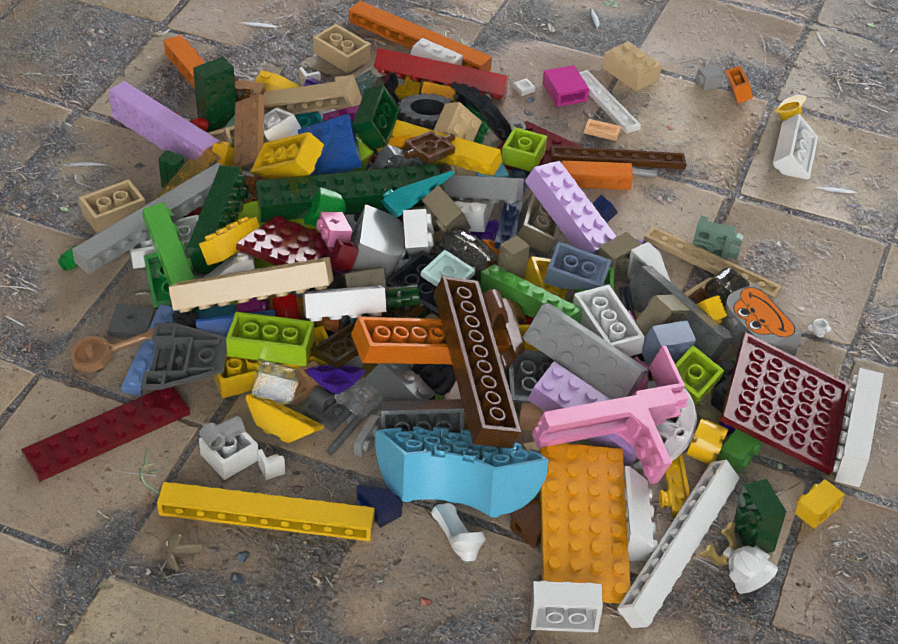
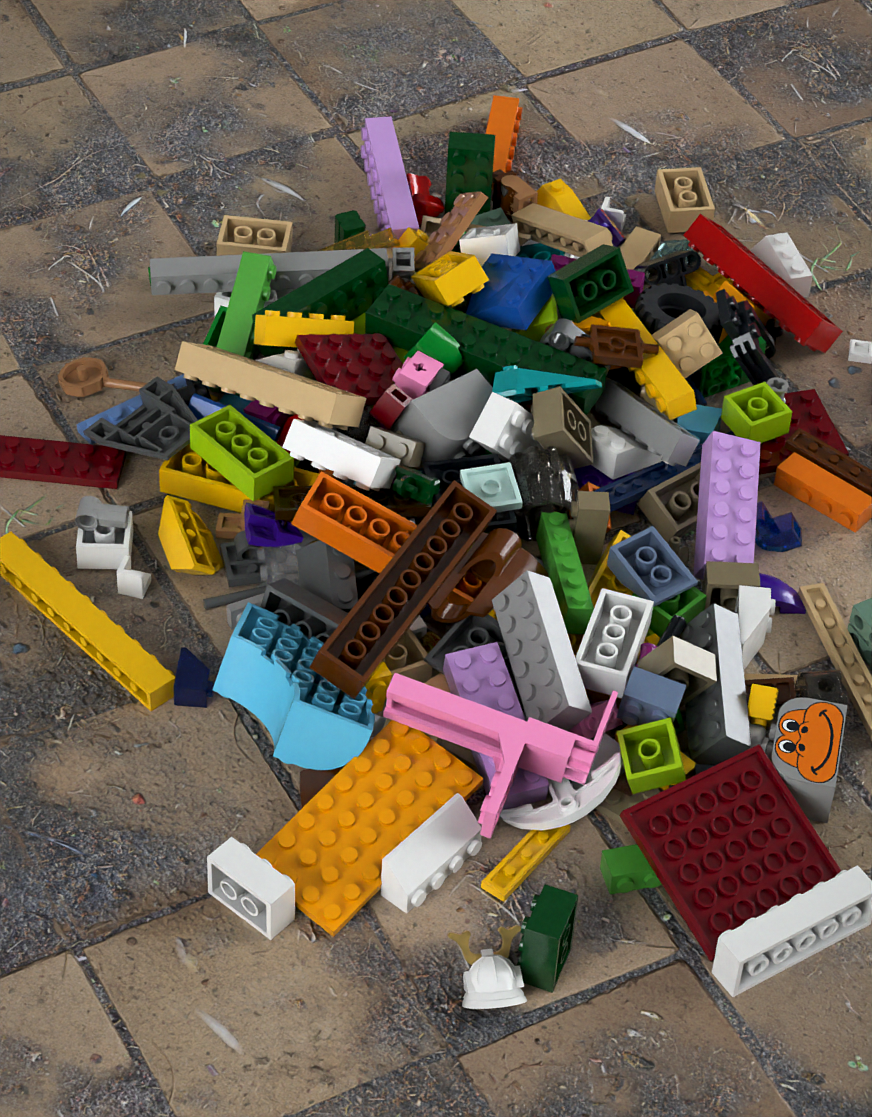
camera: 40 degrees right, 0 degrees up
(130, 320) = (152, 363): dark grey plate -> none
(243, 161) = (403, 262): none -> light grey leg
(275, 382) = (207, 498): clear slope -> none
(409, 34) = (784, 216): orange brick -> none
(462, 542) = (232, 762): white hair -> none
(665, 498) = (488, 861): yellow bush -> none
(678, 545) = (440, 912): white brick -> none
(707, 441) = (593, 831): yellow brick -> none
(819, 503) = (654, 978): yellow brick -> none

